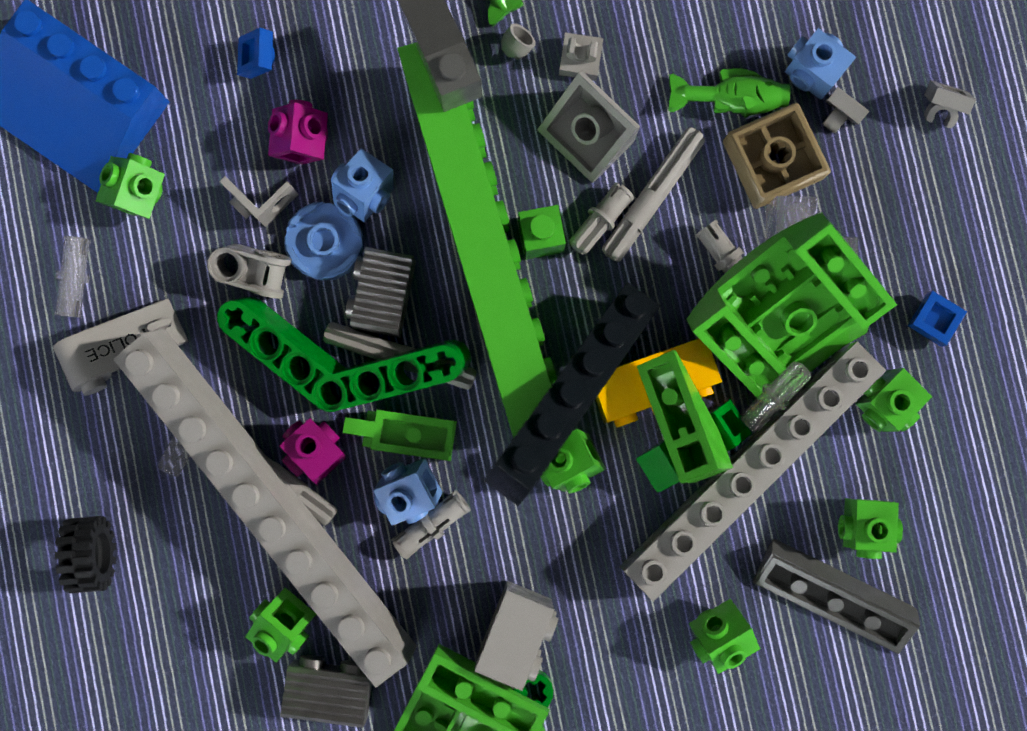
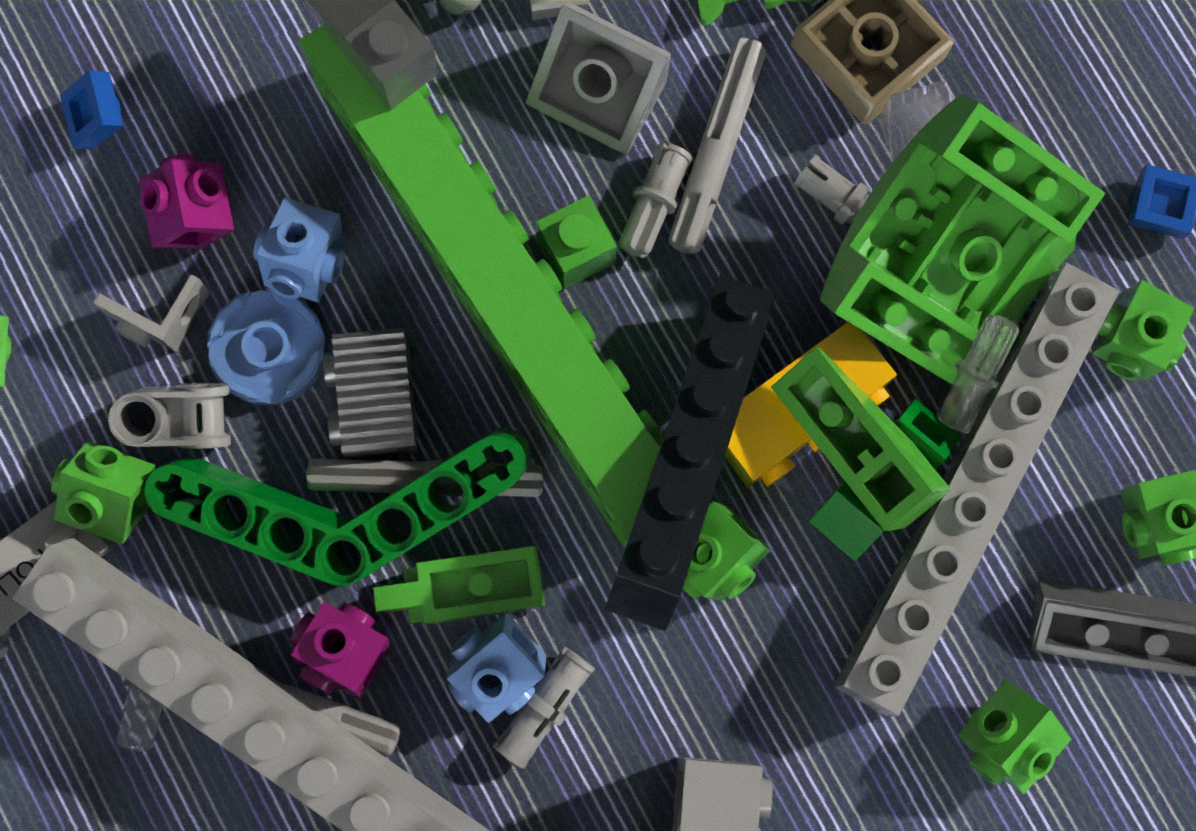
camera: 20 degrees left, 5 degrees down
(191, 304) = (101, 491): none -> bright green brick

